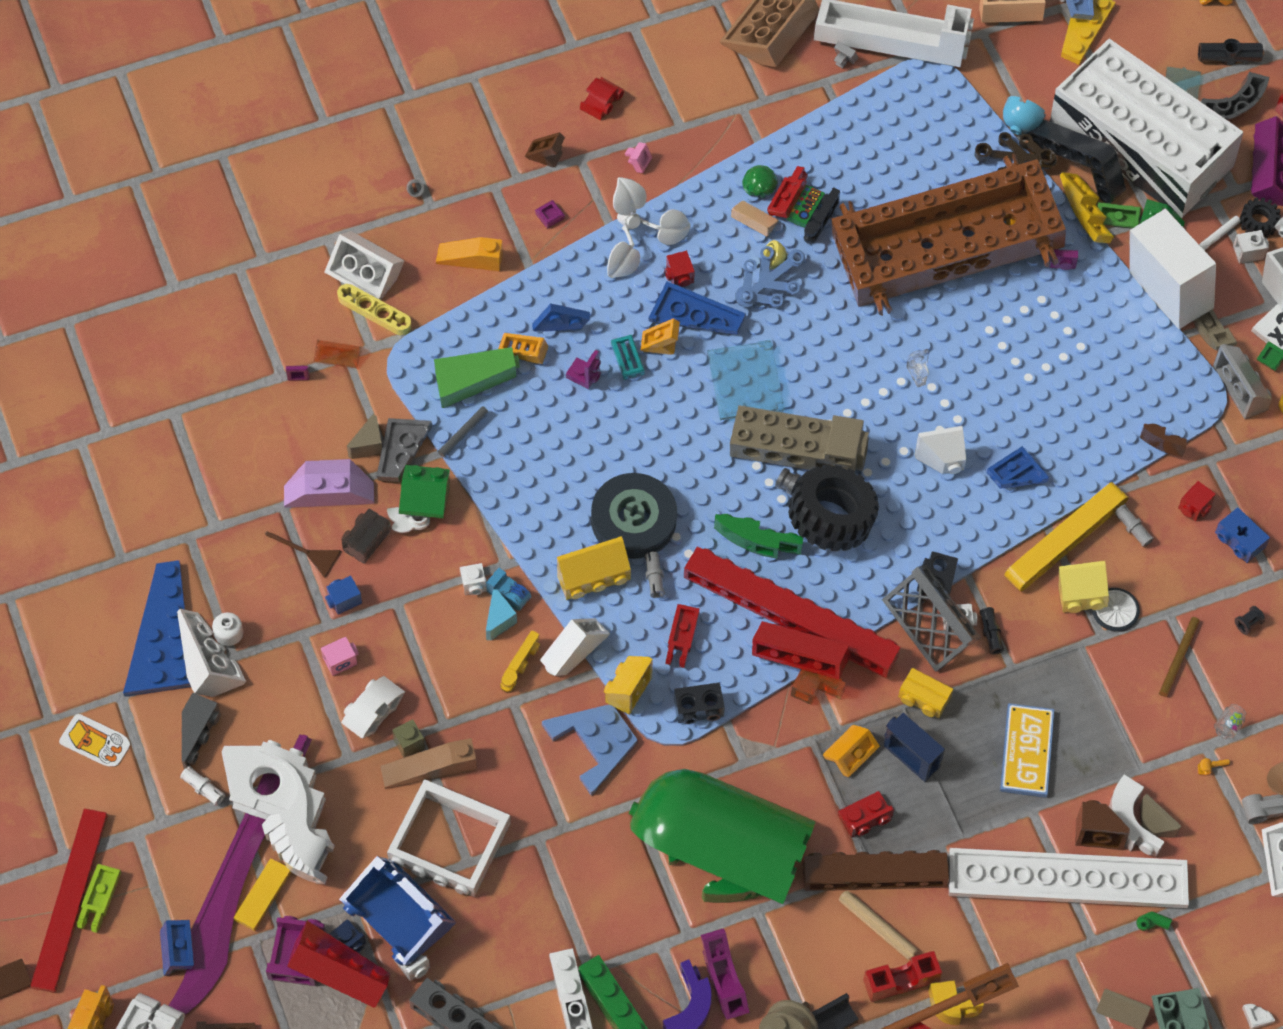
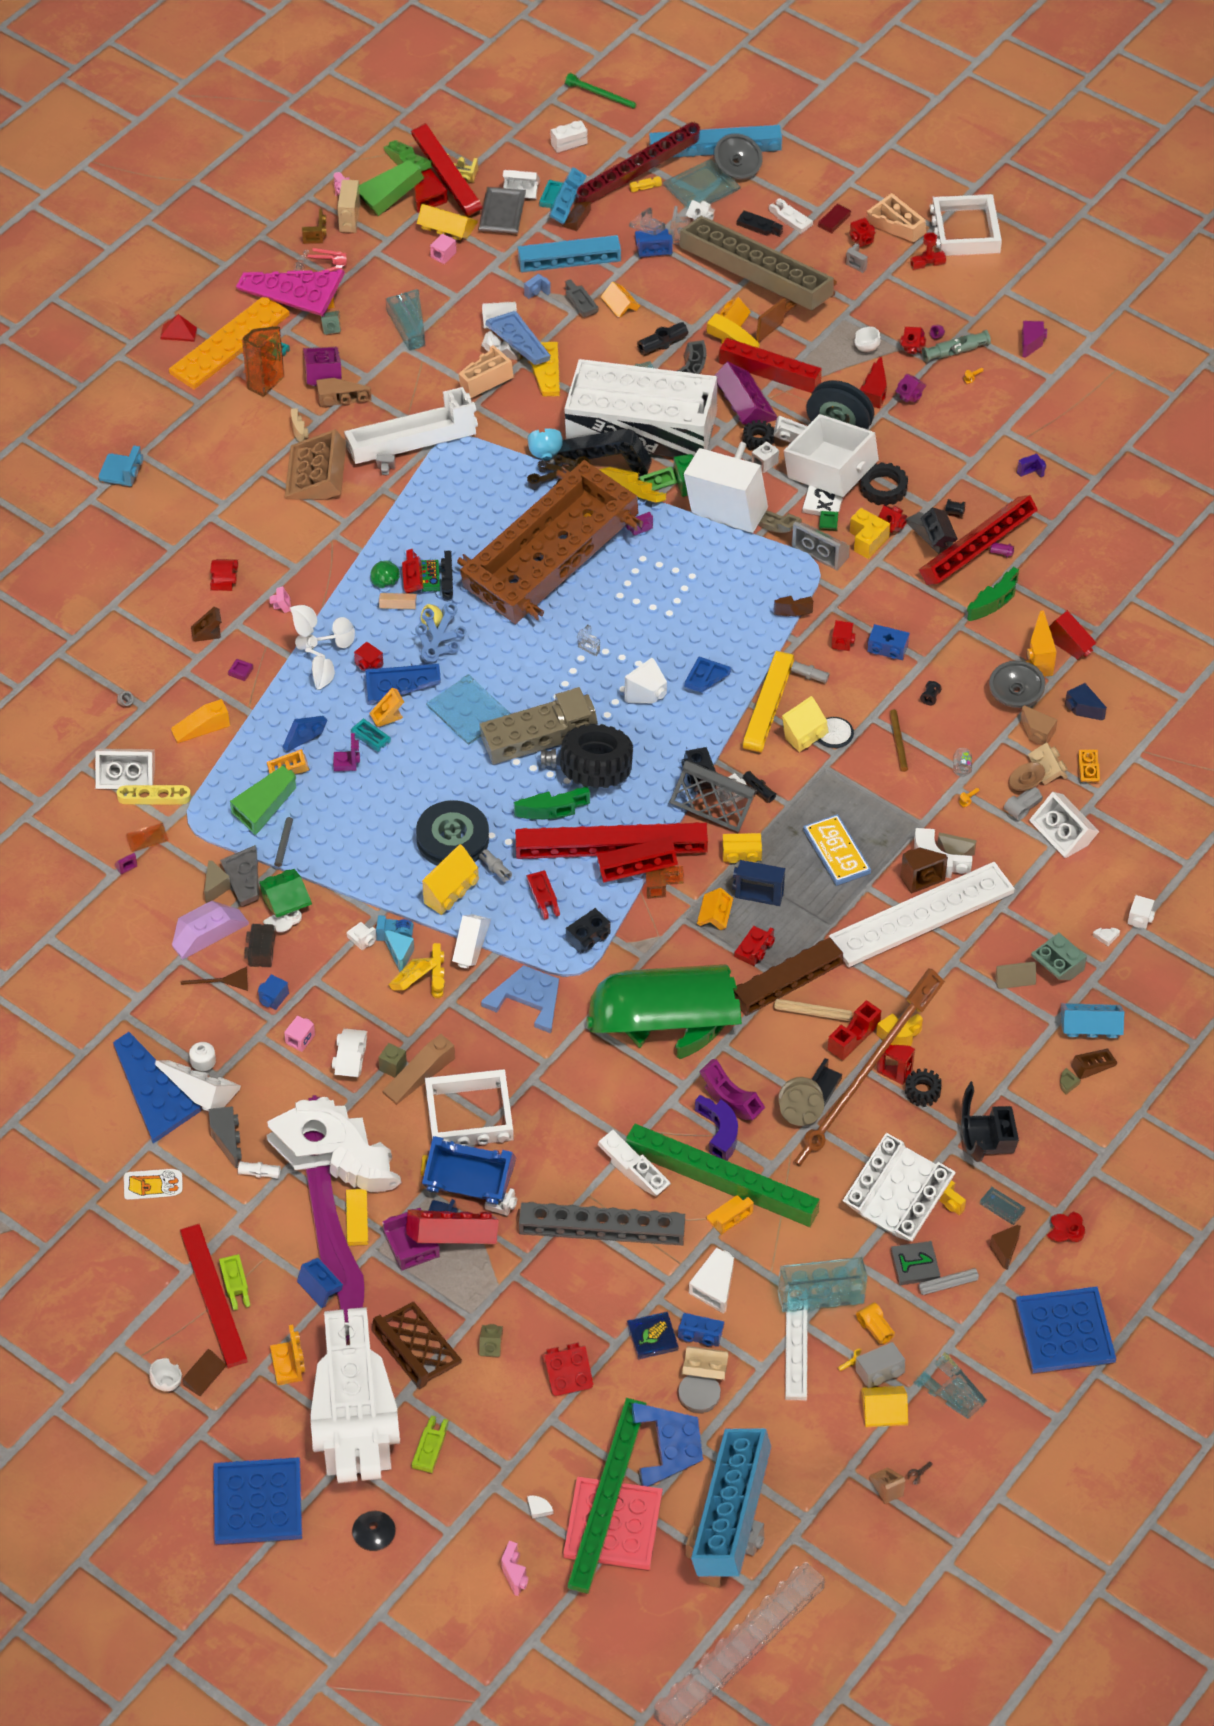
camera: 30 degrees left, 10 degrees down
(491, 650) = (412, 972): none -> yellow wing
(630, 683) = (529, 941): yellow slope -> none
(1151, 920) = (996, 911): green arm -> none

